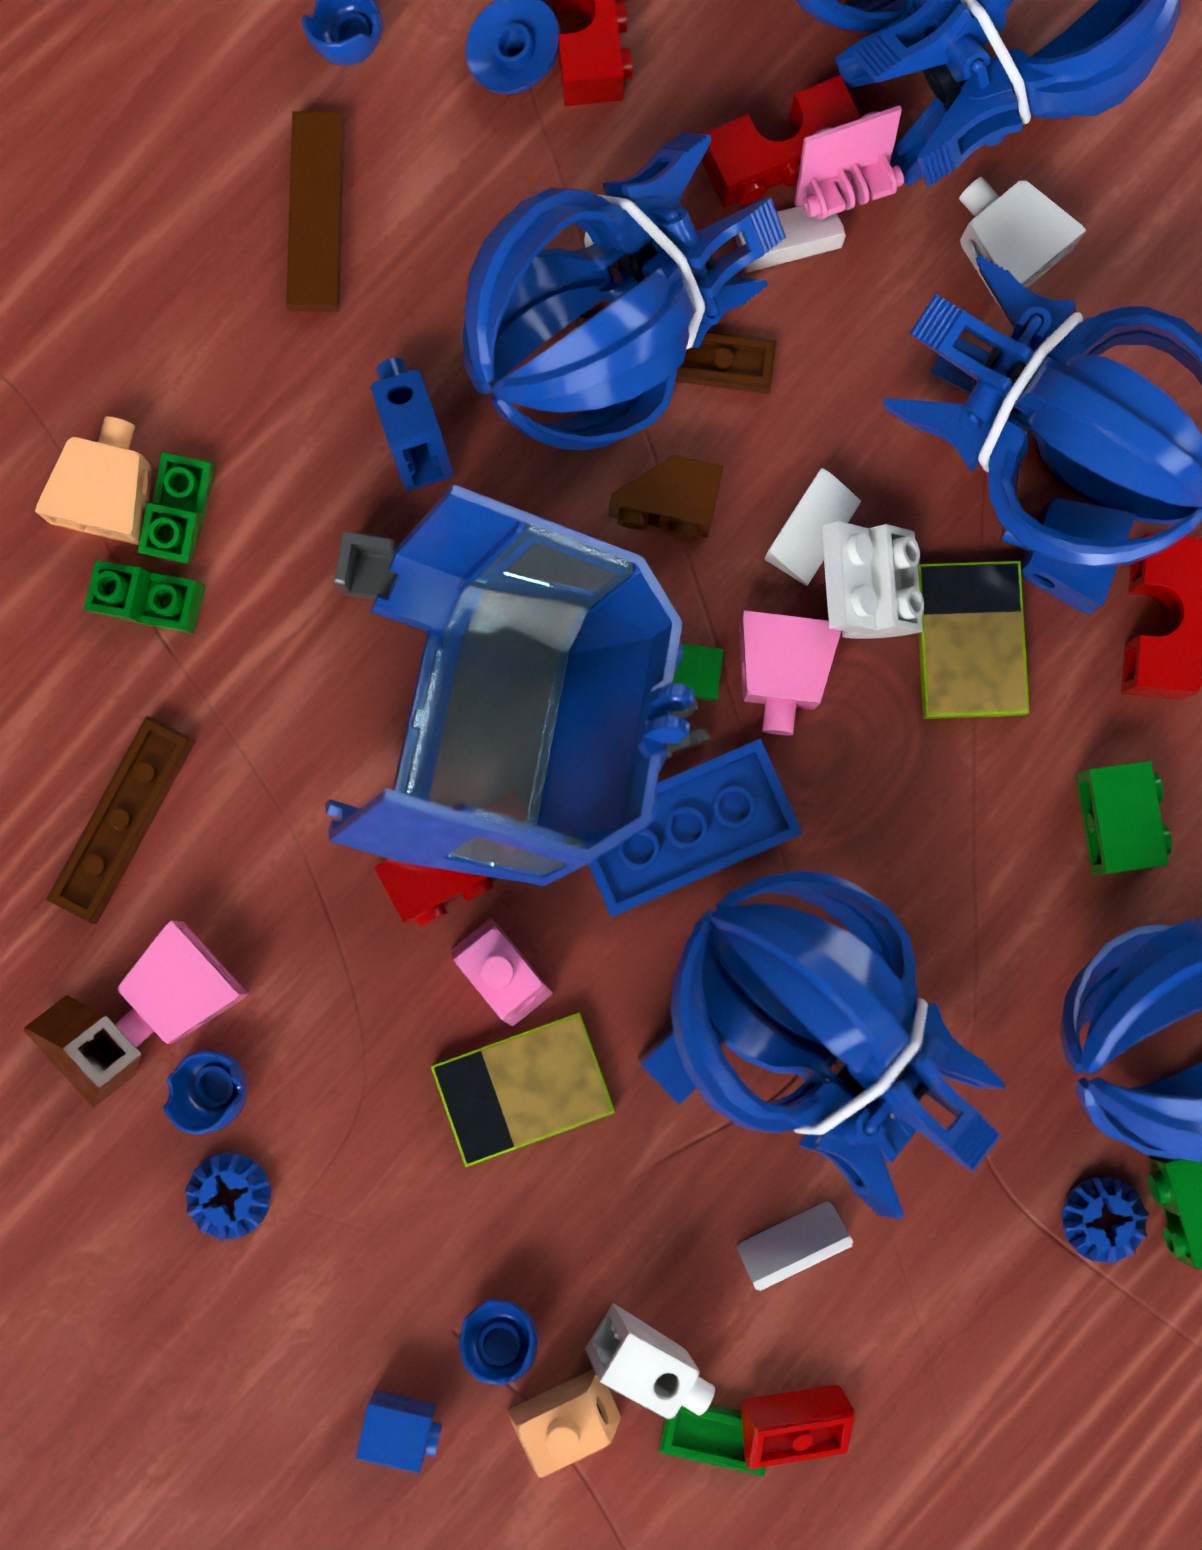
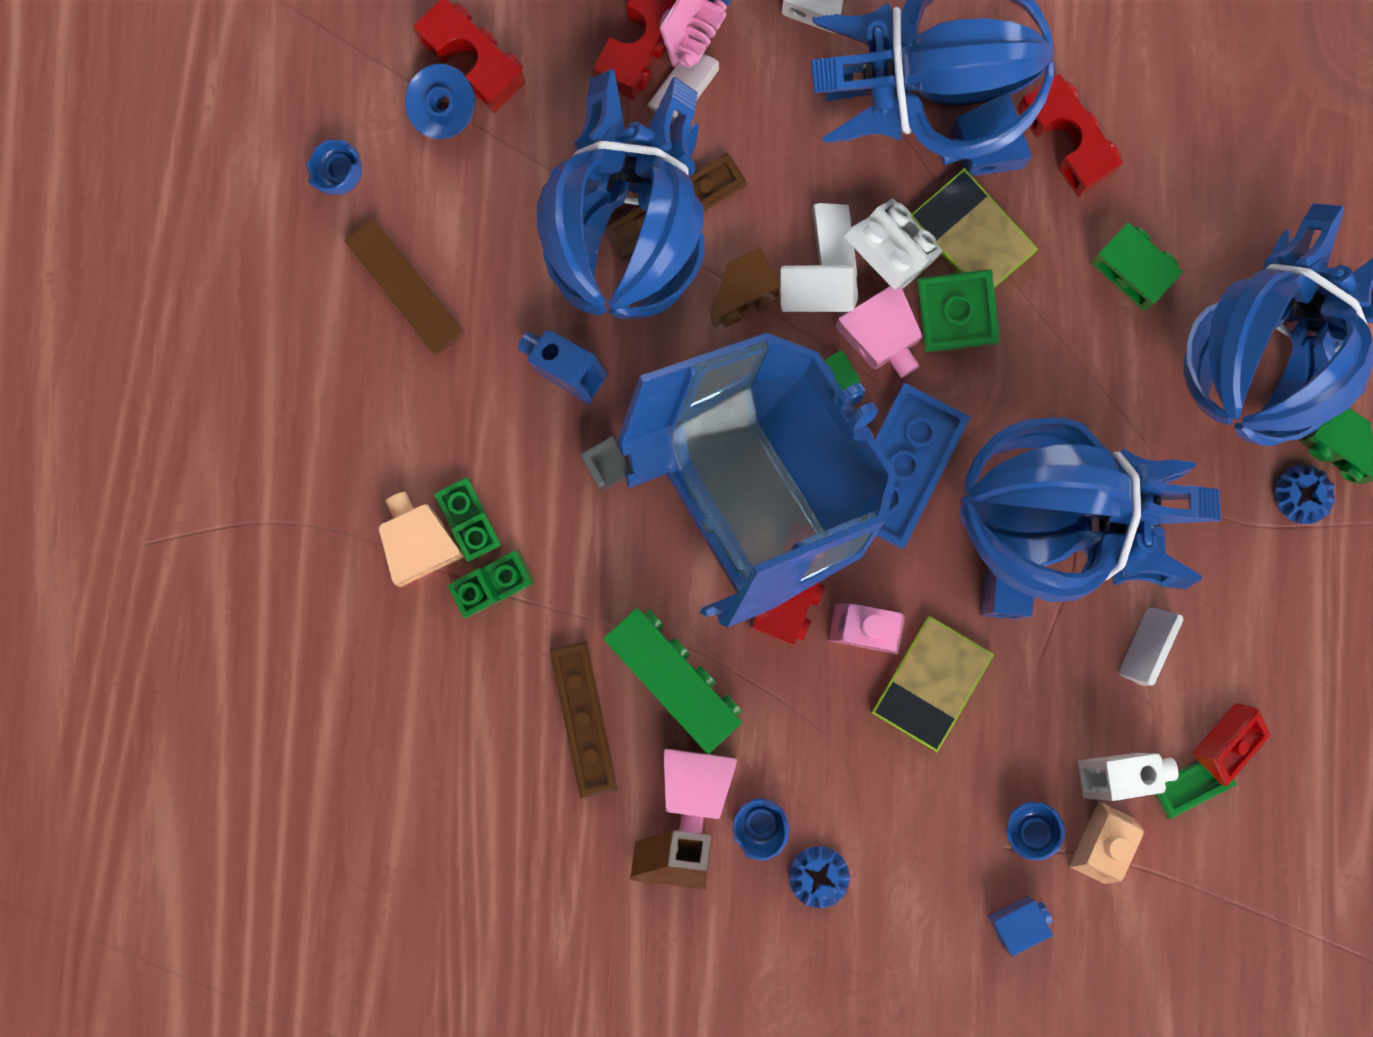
camera: 35 degrees left, 0 degrees up
(241, 853) = (673, 680): none -> green brick
(751, 562) = (818, 288): none -> white slope
(885, 709) = (958, 310): none -> green tile

